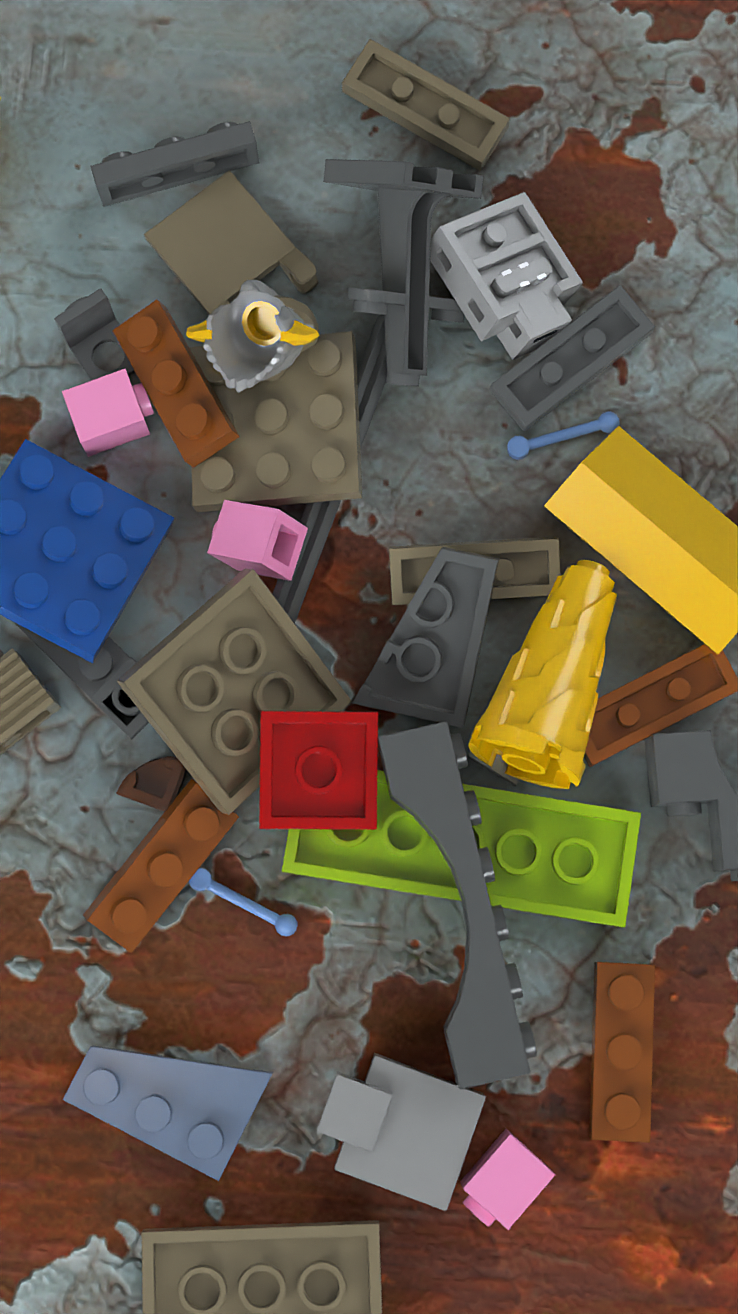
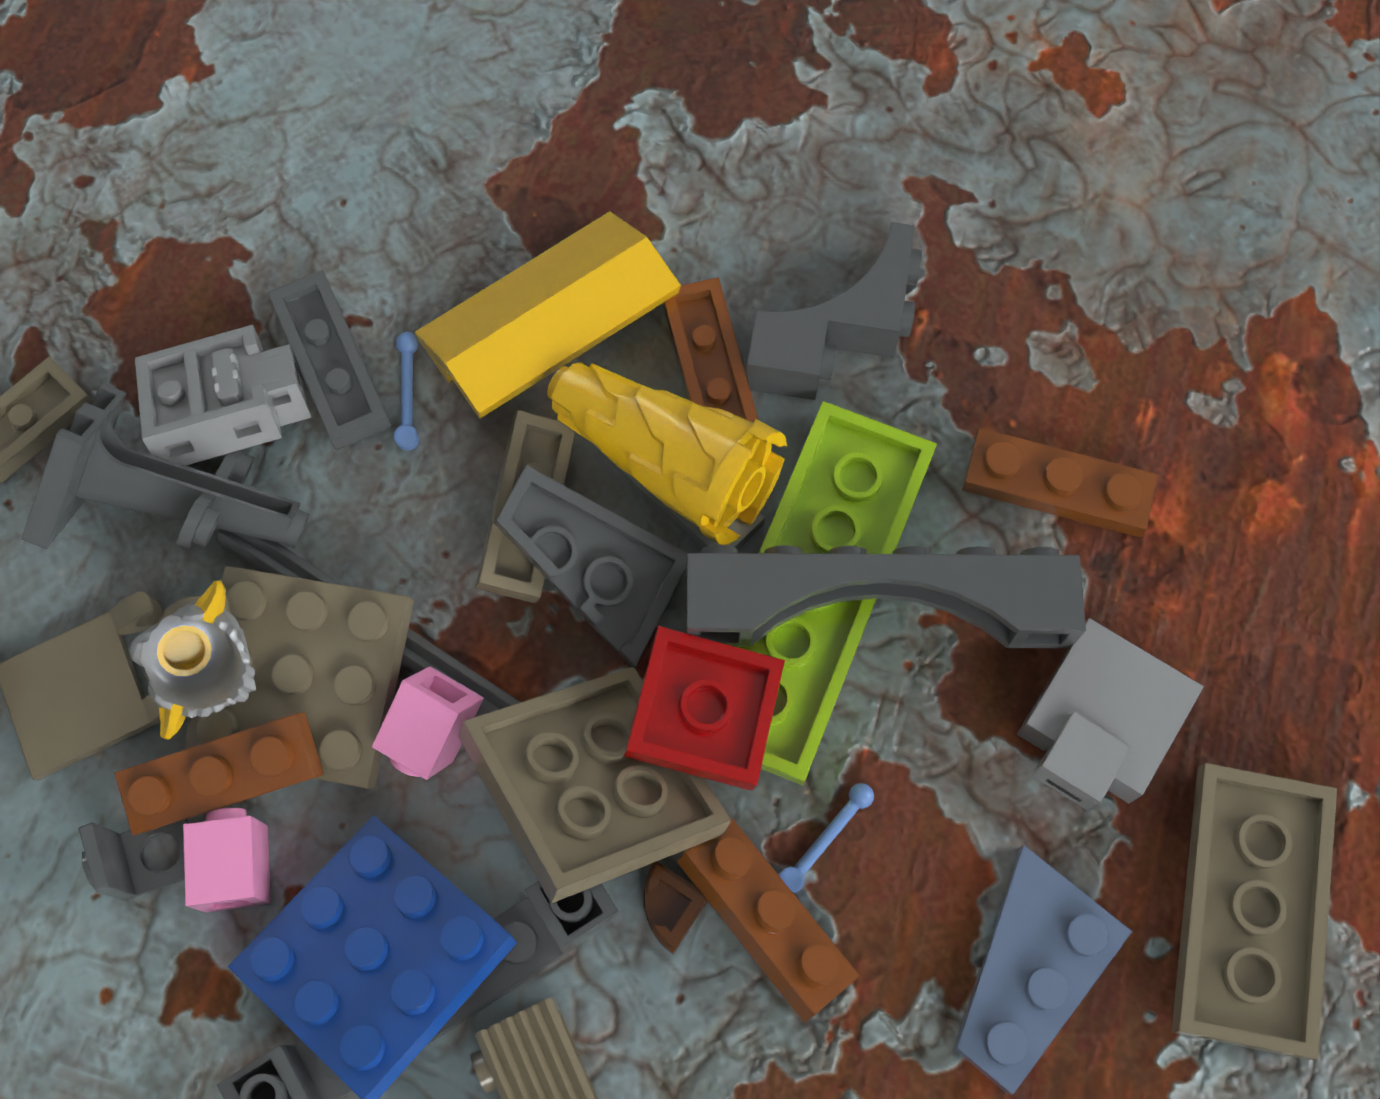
camera: 75 degrees left, 10 degrees down
(505, 1181) = (1177, 621): bright pink brick -> none

